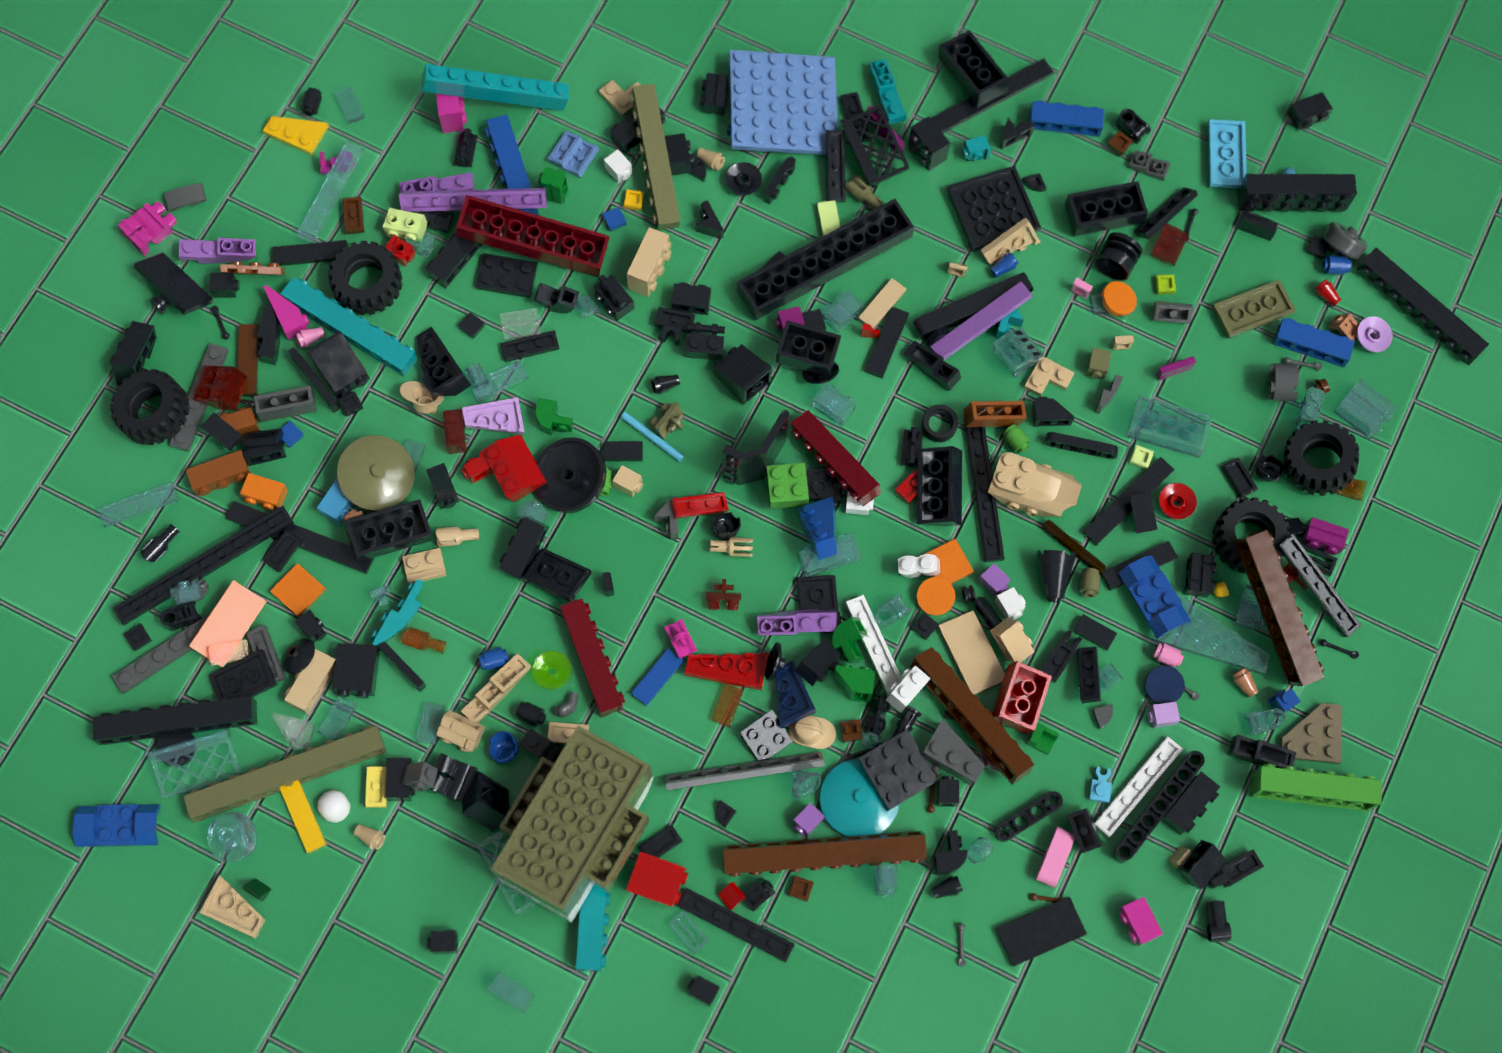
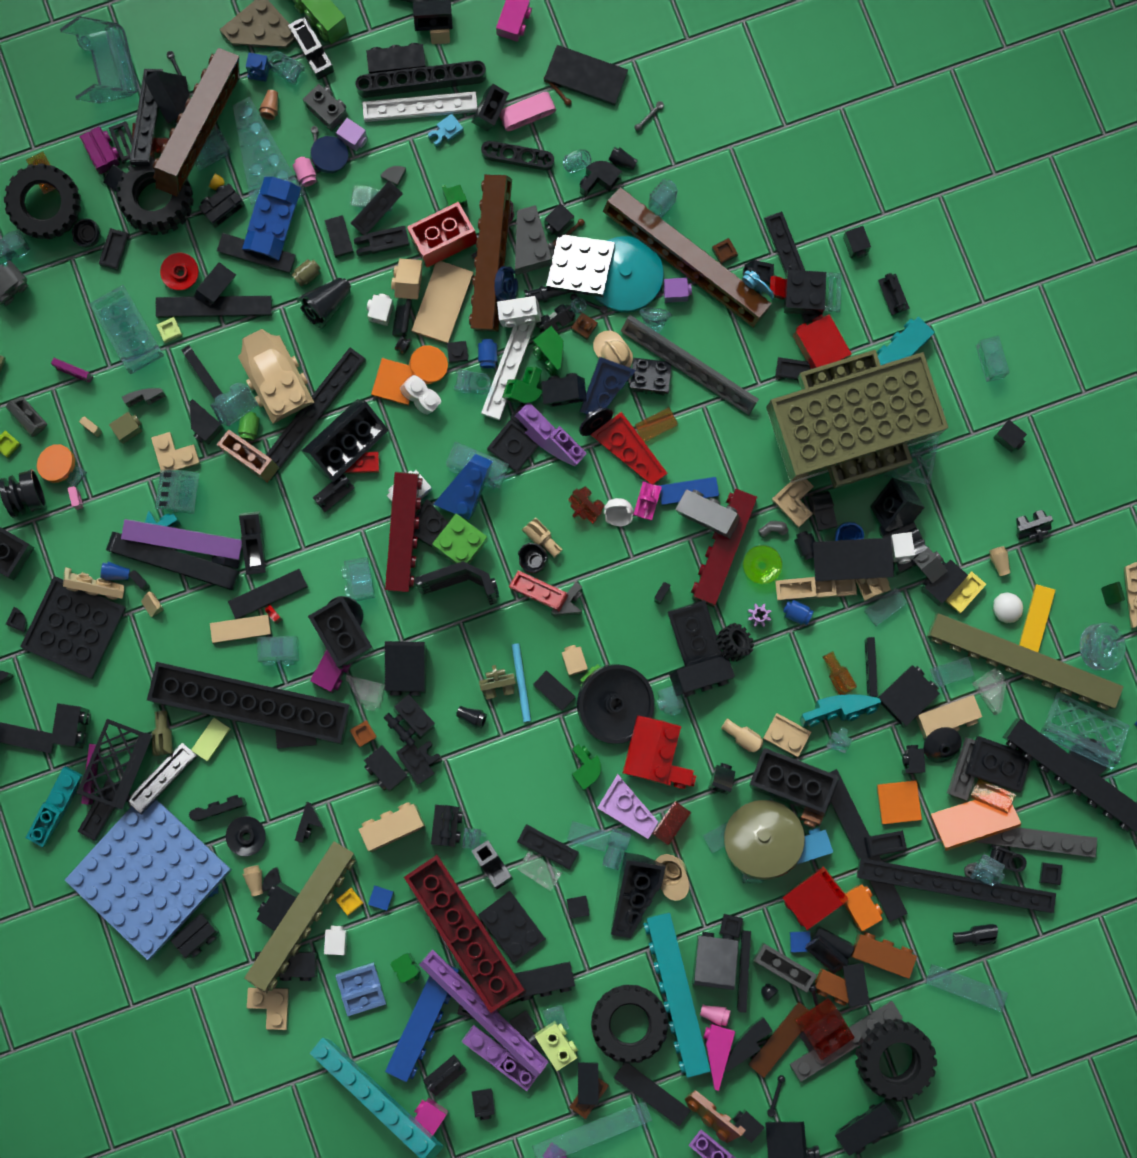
camera: 135 degrees left, 10 degrees up
(282, 382) = (769, 991): none -> black hinge
(302, 466) = (815, 898): none -> red brick
(360, 219) = (588, 1083): none -> black slope
(369, 878) = (1034, 529): none -> black hips
(403, 256) = (579, 1034): red brick -> none
(422, 154) = (483, 1103): none -> black bracket
(453, 768) = (903, 547): none -> white brick
(483, 727) = (853, 559): none -> black tile
(514, 600) = (728, 646): none -> black tyre
(519, 626) = (761, 610): none -> lavender gear
(625, 665) = (708, 513): none -> brick
(637, 976) = (893, 294): none -> black hinge
(694, 613) = (618, 512): none -> white hair
(706, 906) = (805, 292): none -> black brick
(724, 813) = (730, 350): black tile -> none
(729, 308) = (363, 733): none -> dark orange plate
(754, 875) = (753, 281): none -> medium azure plate
(755, 335) = (367, 692): none -> clear slope
(814, 319) = (310, 657): black brick -> none
(901, 642) = (487, 353): none -> blue brick
(937, 701) = (505, 284): none -> dark blue tile
(946, 411) = (294, 477): black tyre -> none
(976, 149) = (35, 689): teal brick -> none
(982, 273) = (139, 580): none -> black tile
(995, 580) = (374, 336): medium lavender brick -> none
(1041, 440) = (234, 404): none -> clear light blue brick
(1073, 546) = (289, 309): dark brown axle -> none
(1204, 718) = (325, 106): none -> dark grey brick
(1322, 618) = (169, 93): none -> black slope
(1387, 608) = (110, 57): none -> clear light blue windscreen

